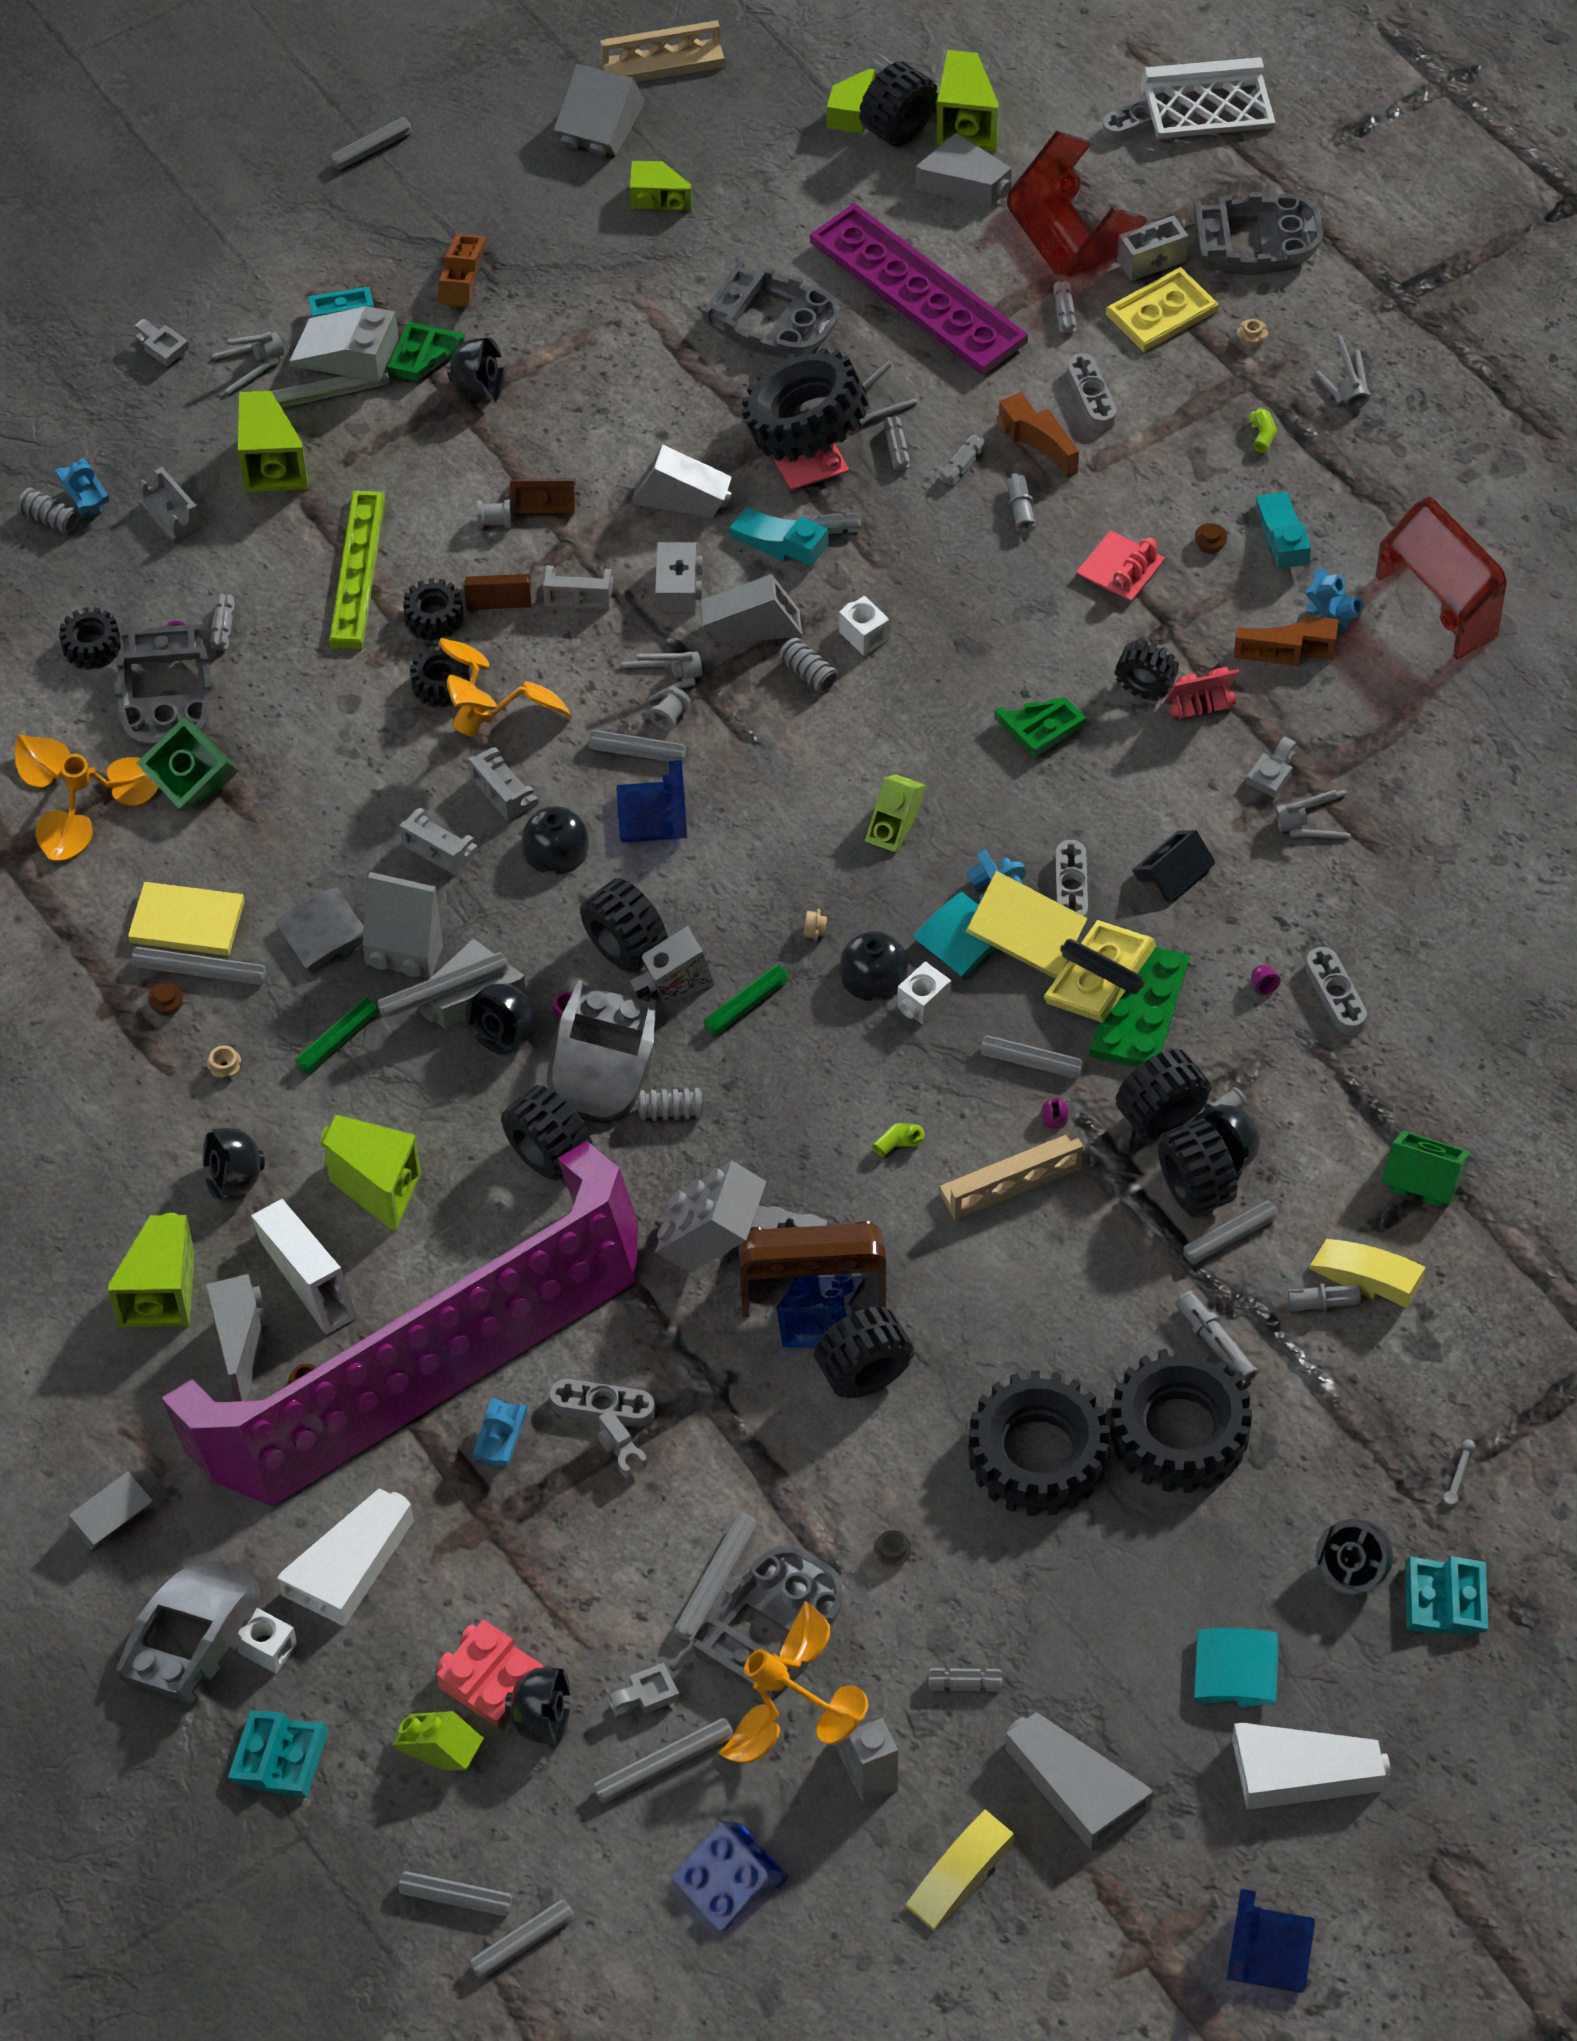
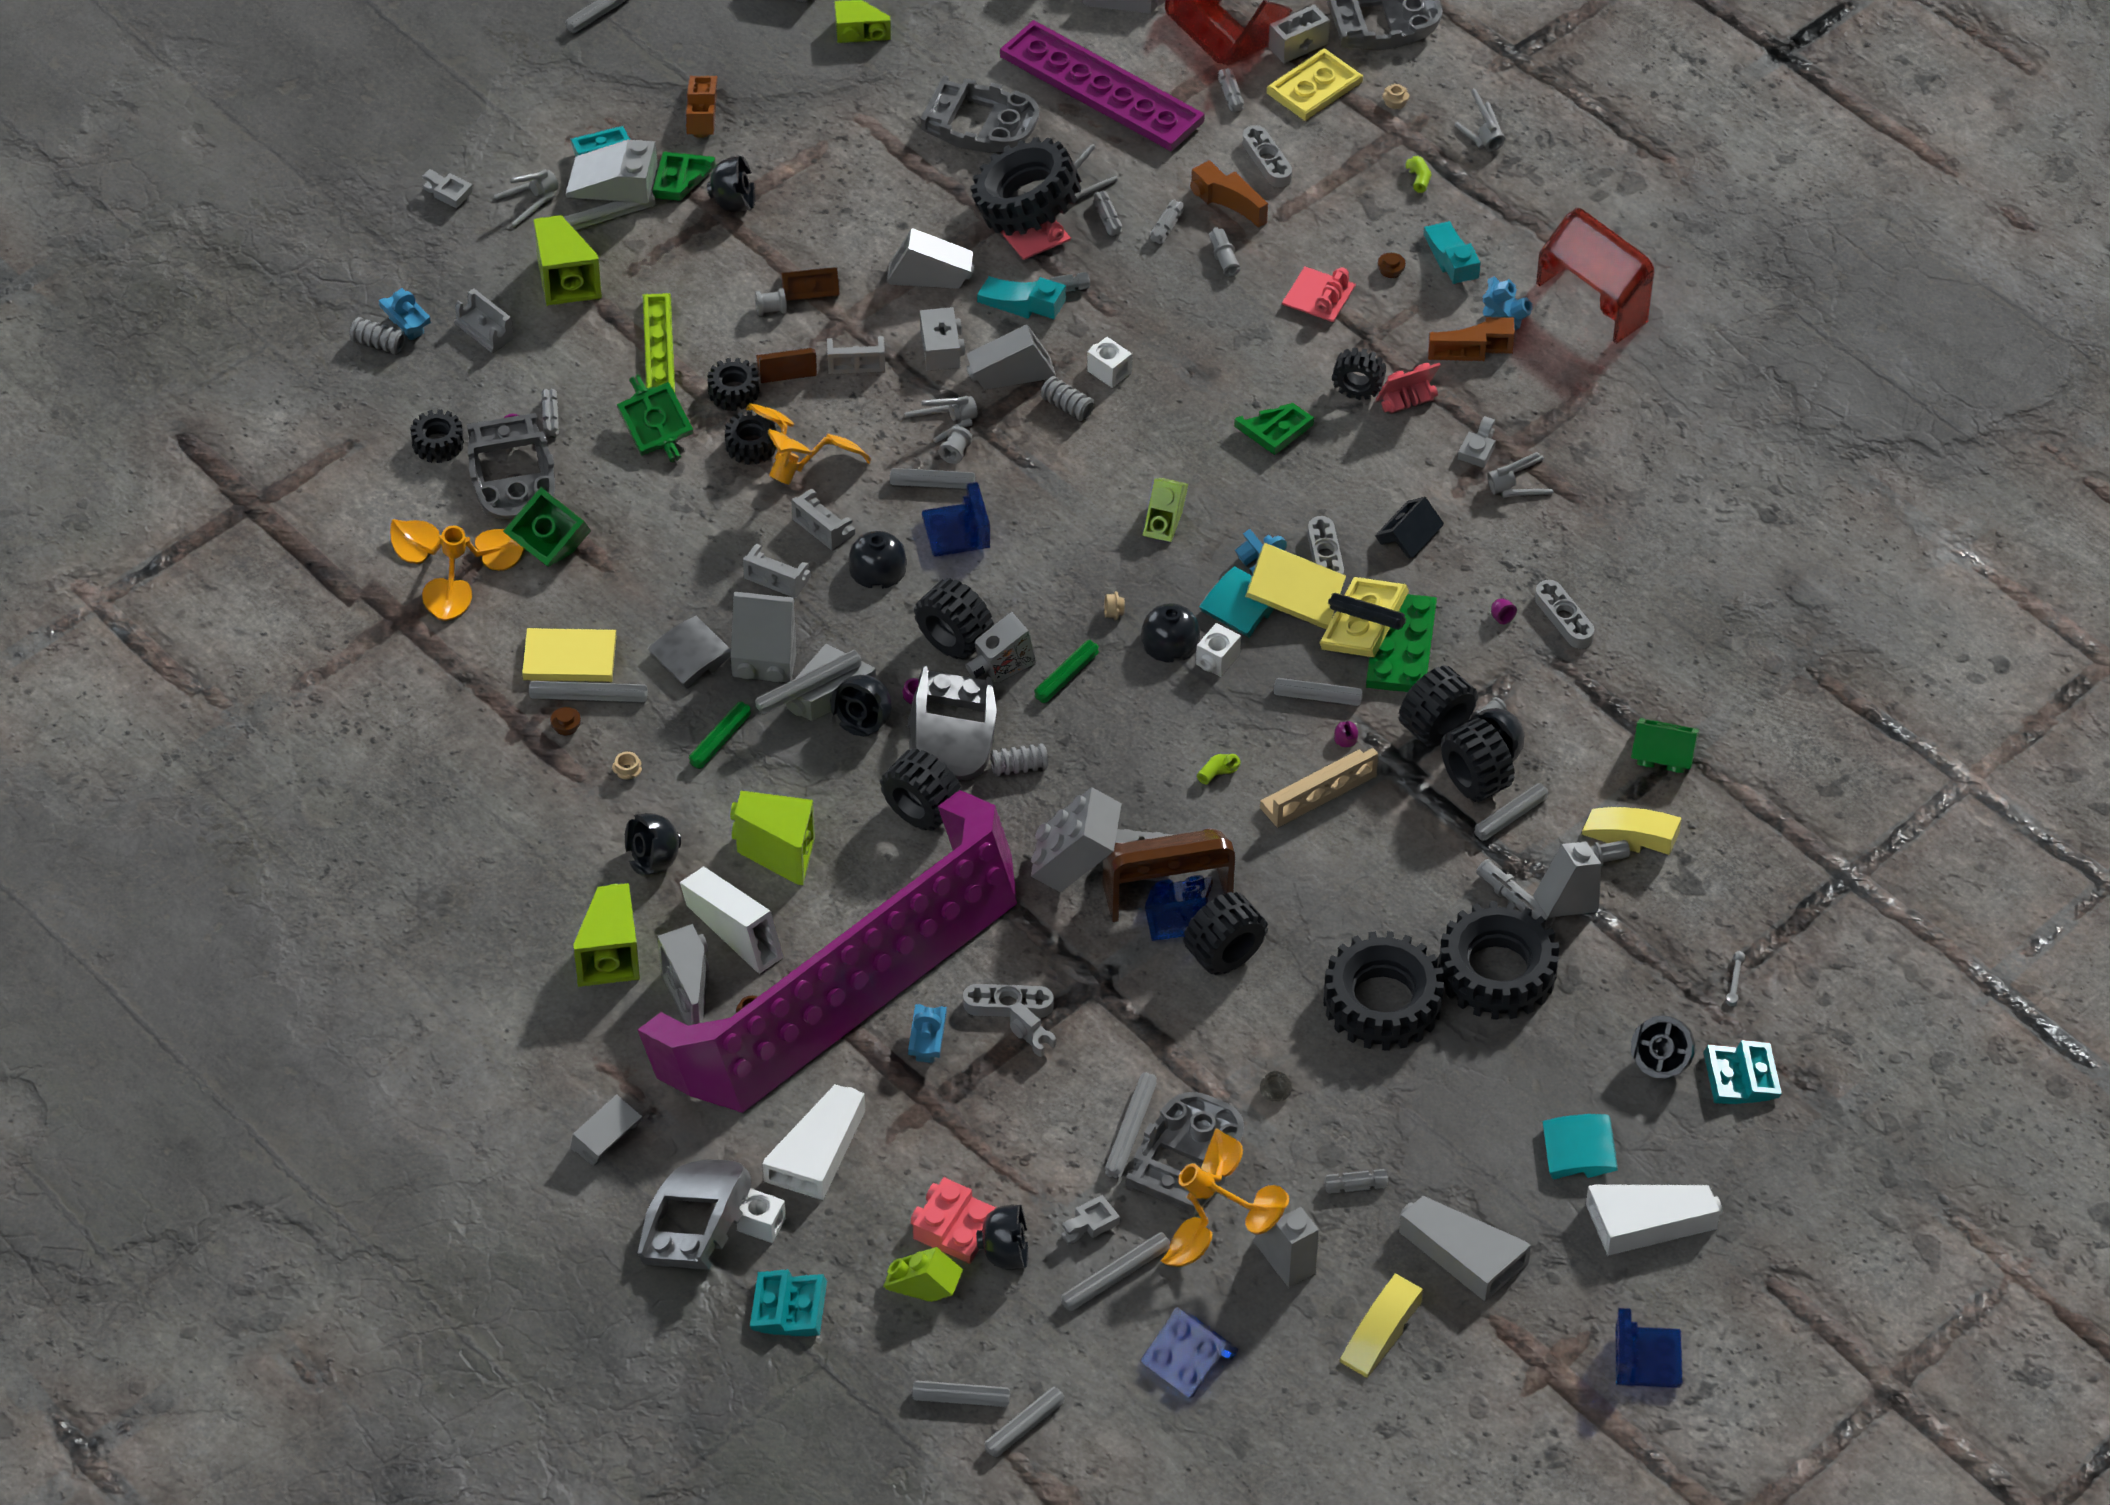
camera: 10 degrees left, 5 degrees down
(335, 643) = (655, 418): none -> green plate
(1279, 1335) = (1570, 882): none -> light grey slope

